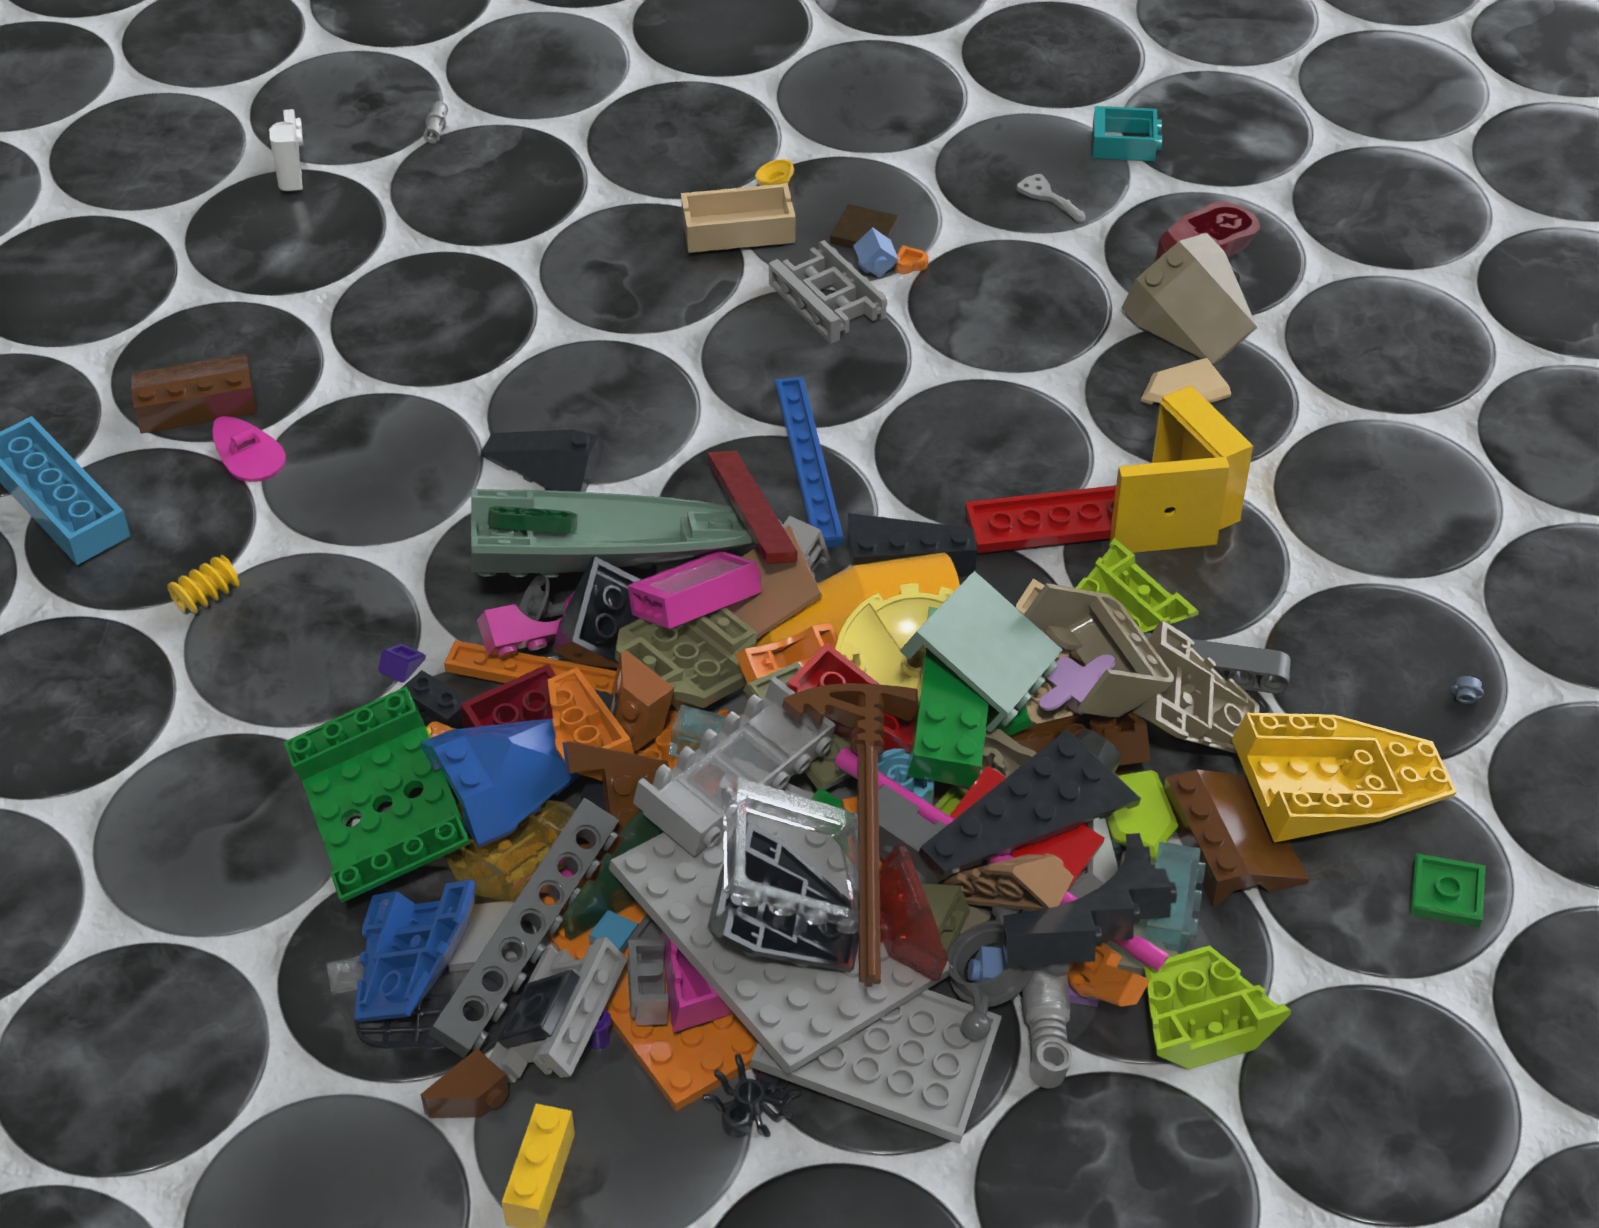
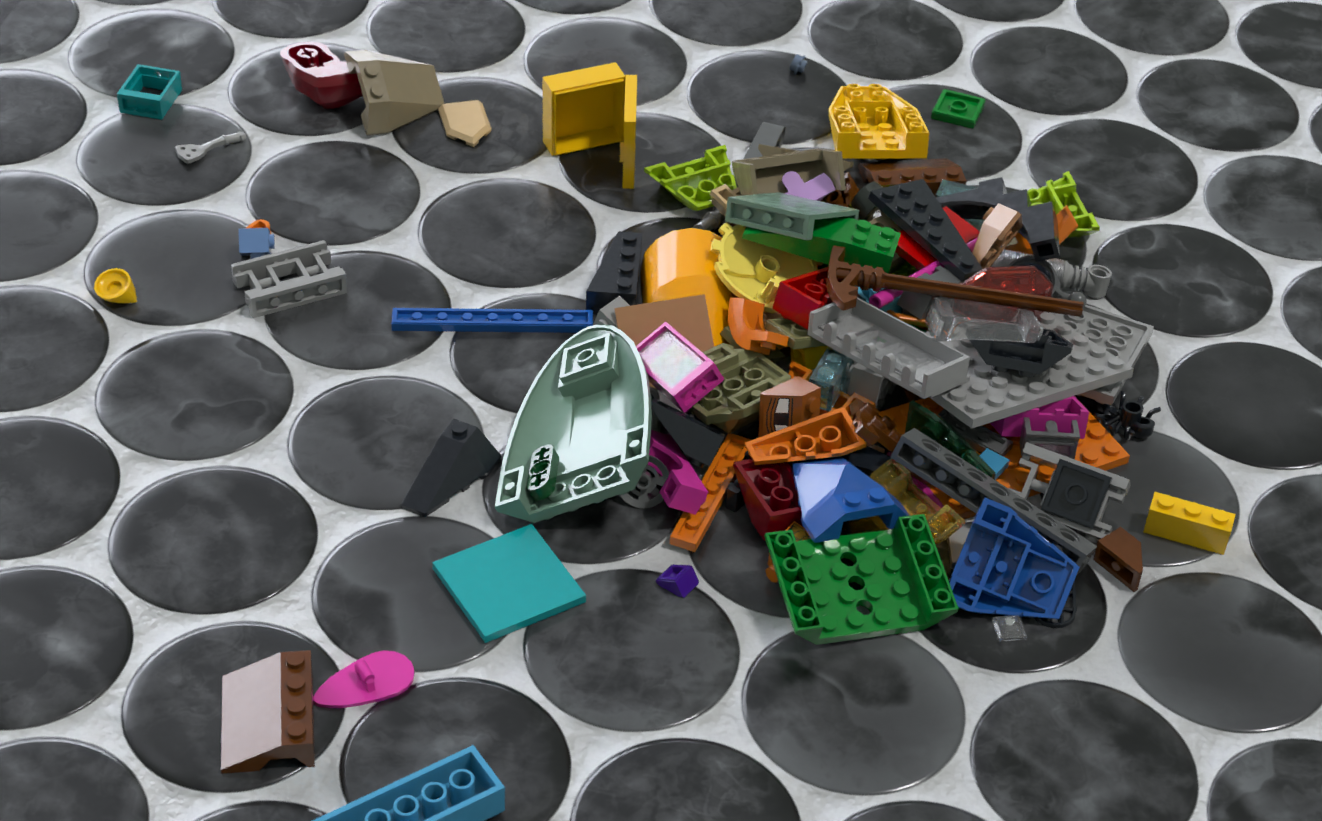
camera: 85 degrees left, 5 degrees down
(203, 584) = (567, 702): yellow piece -> none
(384, 528) = (508, 583): none -> teal tile
(436, 700) = (743, 552): black brick -> none
(738, 218) = (173, 316): tan piece -> none
(752, 508) = (573, 334): dark red tile -> none
(858, 221) = (205, 251): dark brown tile -> none
(1041, 519) = (597, 200): red plate -> none

